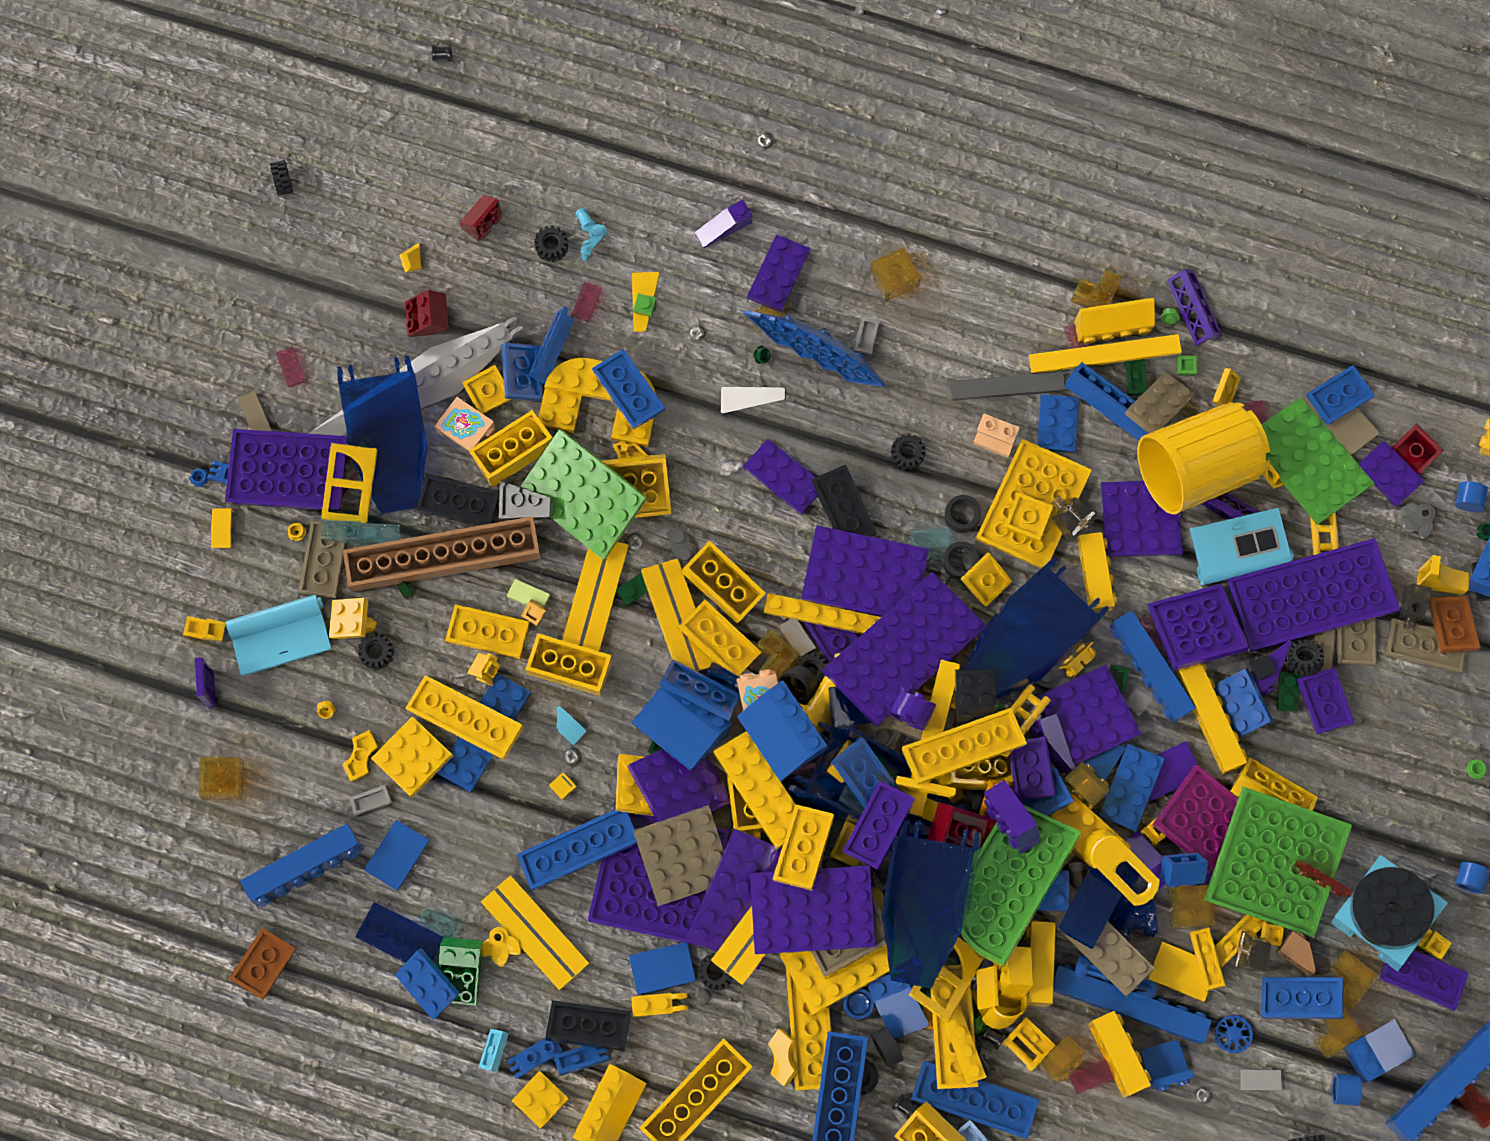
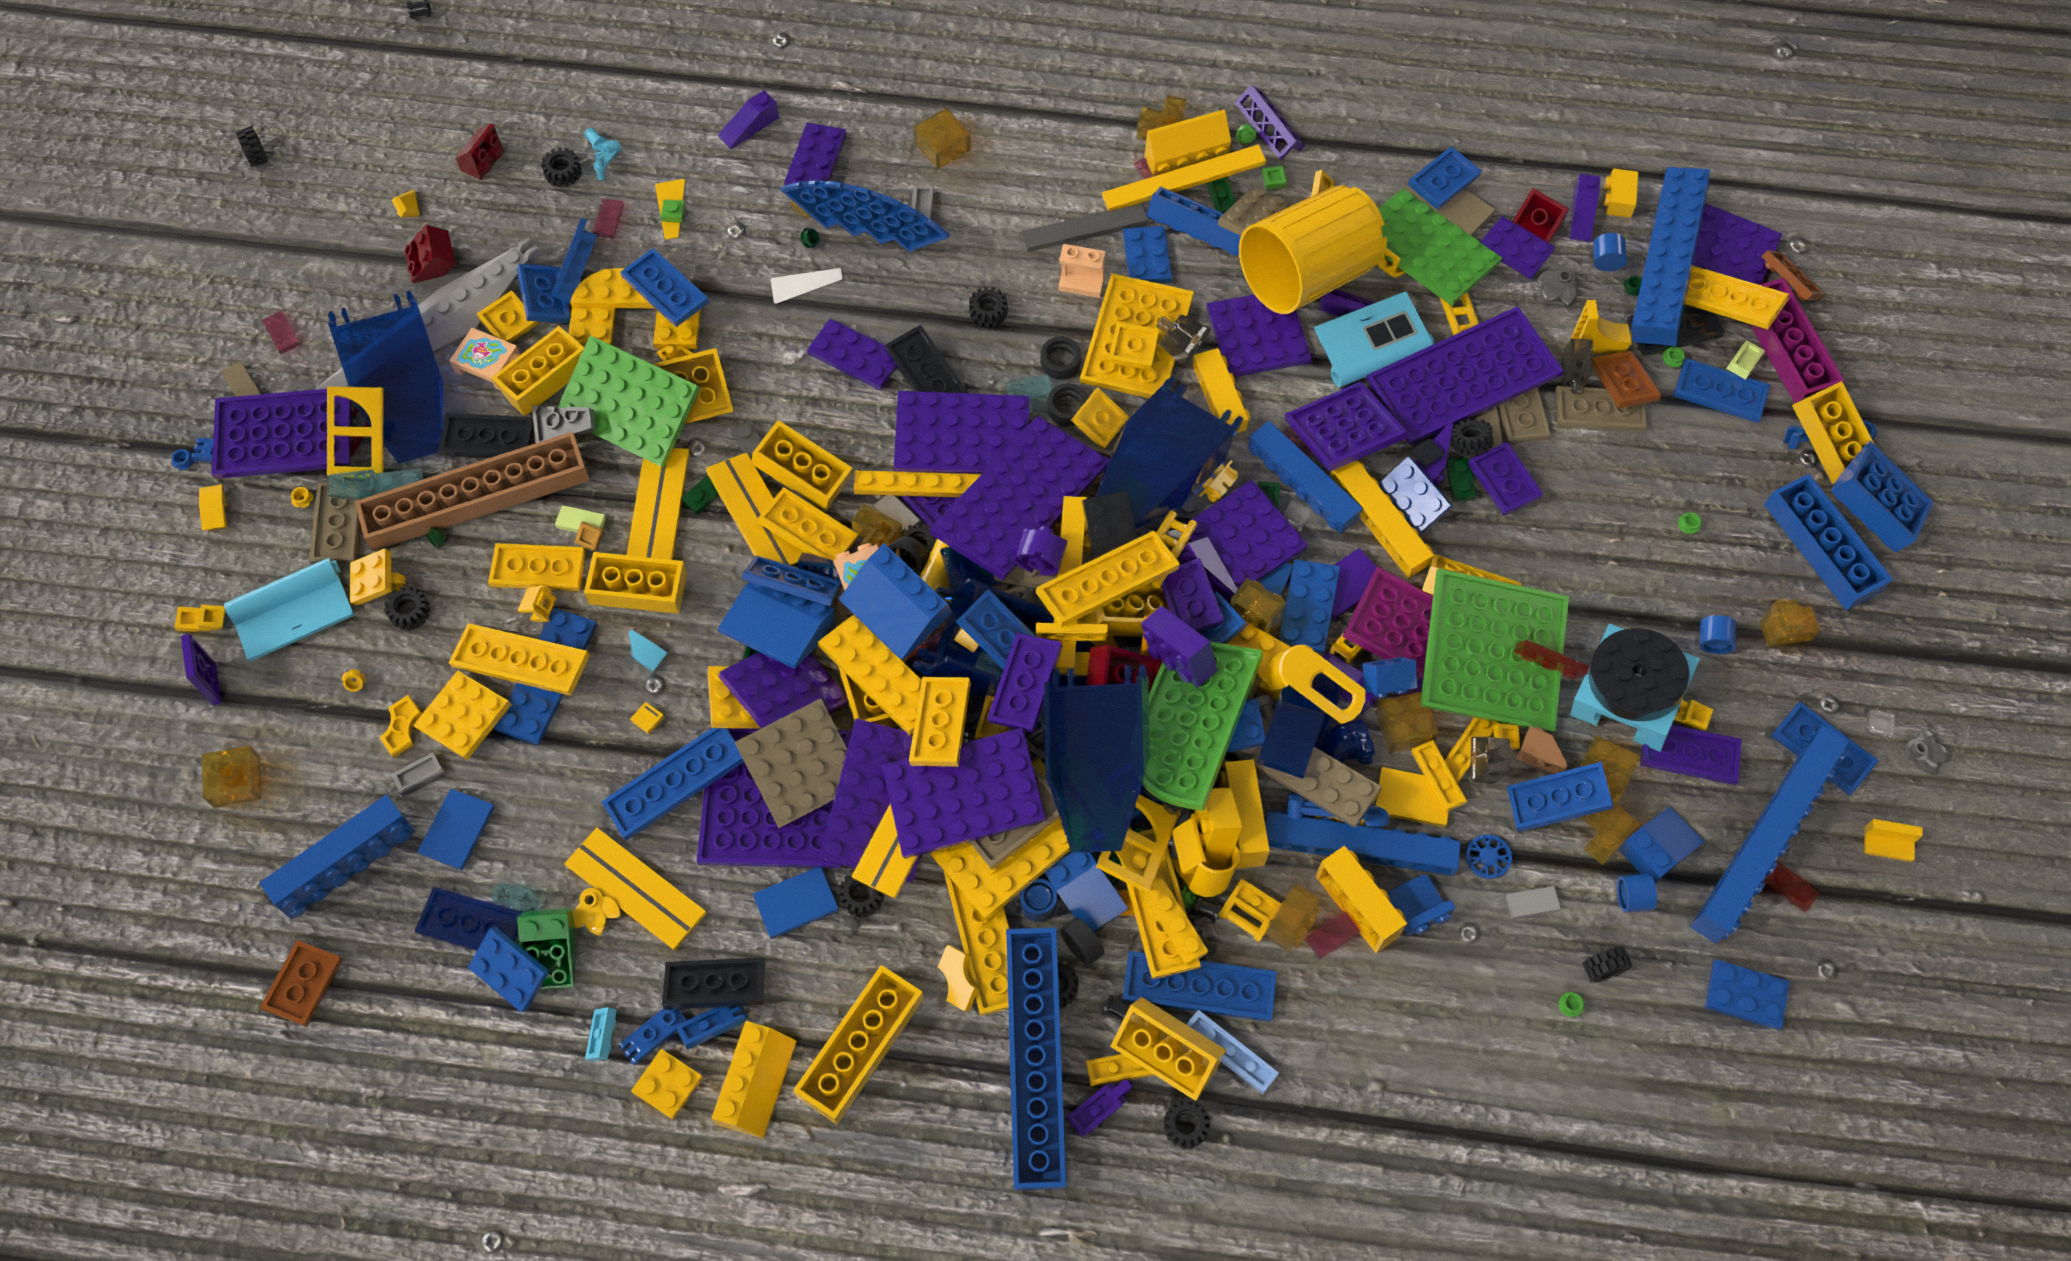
camera: 10 degrees left, 10 degrees down
(657, 1004) = (796, 945): yellow hinge -> none
(1460, 446) = (1584, 207): none -> dark purple slope

